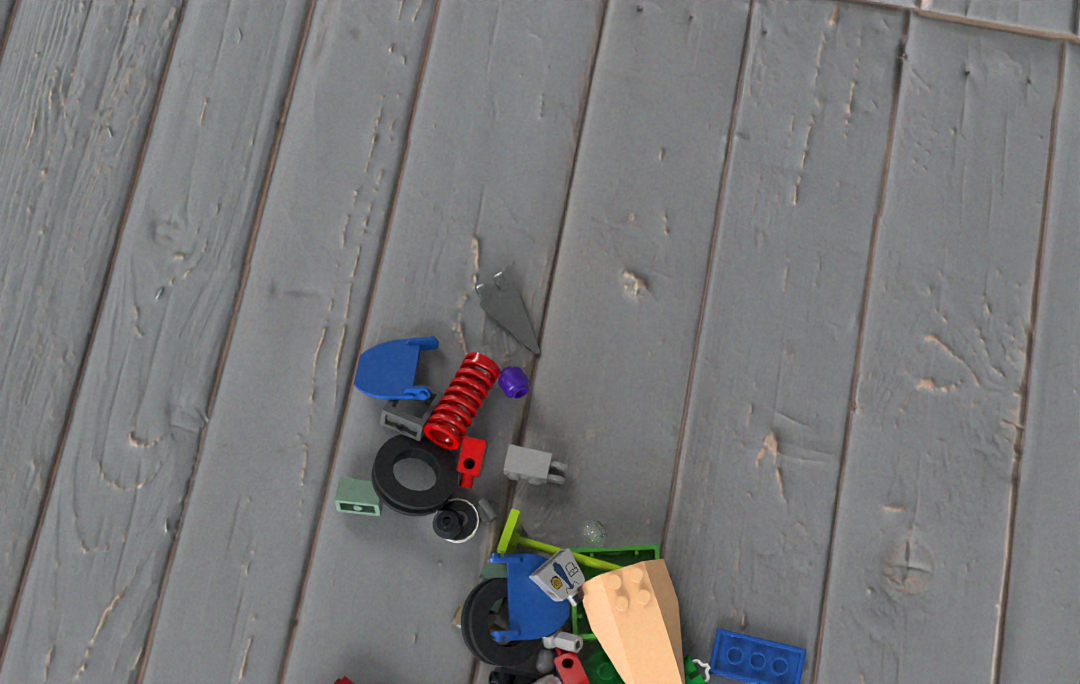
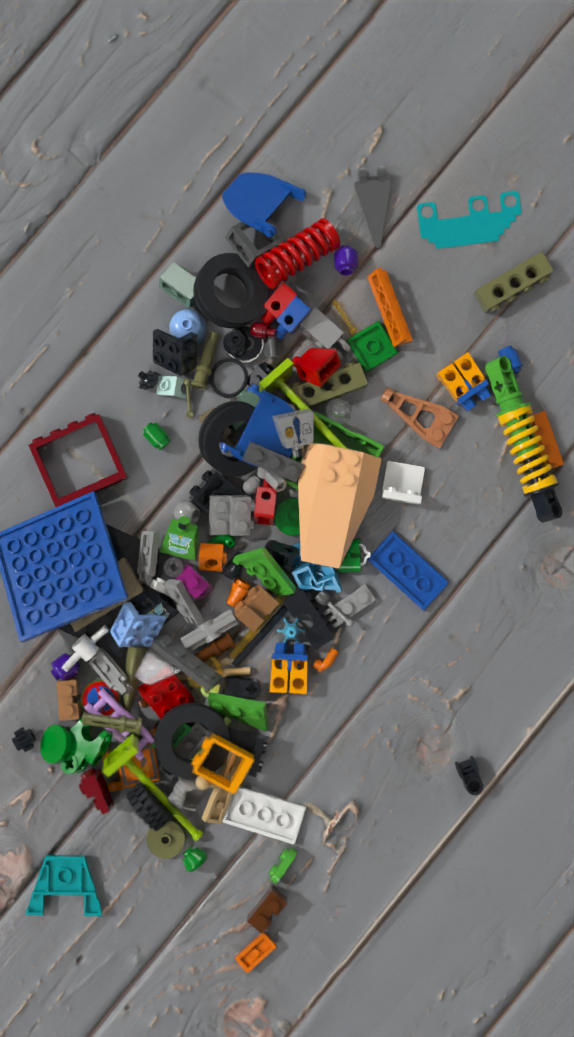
camera: 25 degrees right, 15 degrees up
(376, 612) = (147, 380): none -> black plant
(389, 536) = (186, 322): none -> light blue cylinder
(390, 568) = (175, 353): none -> black bracket
(406, 605) = (171, 386): none -> light aqua bracket
(417, 666) = (156, 436): none -> green brick
(429, 569) = (203, 369): none -> olive pin
(439, 623) = (190, 413): none -> olive hinge
(468, 497) = (262, 330): none -> dark red cylinder
(480, 564) = (245, 377): none -> black tyre
(490, 543) = (259, 373): none -> black bracket
(492, 457) = (295, 310): none -> blue torso
(544, 501) = (317, 365): none -> red torso
(555, 622) = (273, 461): none -> dark grey plate
(558, 446) = (352, 329): none -> clear yellow hinge
(581, 487) = (357, 382): none -> olive brick
(583, 405) = (389, 307): none -> orange fence
(588, 453) = (372, 346): none -> green tile
(619, 287) = (468, 230): none -> teal piece
(698, 573) = (403, 483): none -> white bracket
(699, 435) = (463, 380): none -> light orange hips
(702, 495) = (440, 426): none -> nougat plate
(703, 286) = (537, 264): none -> olive brick
(732, 391) = (513, 356): none -> blue brick
(771, 444) = (519, 428): none -> piece
(814, 451) = (548, 439): none -> orange plate

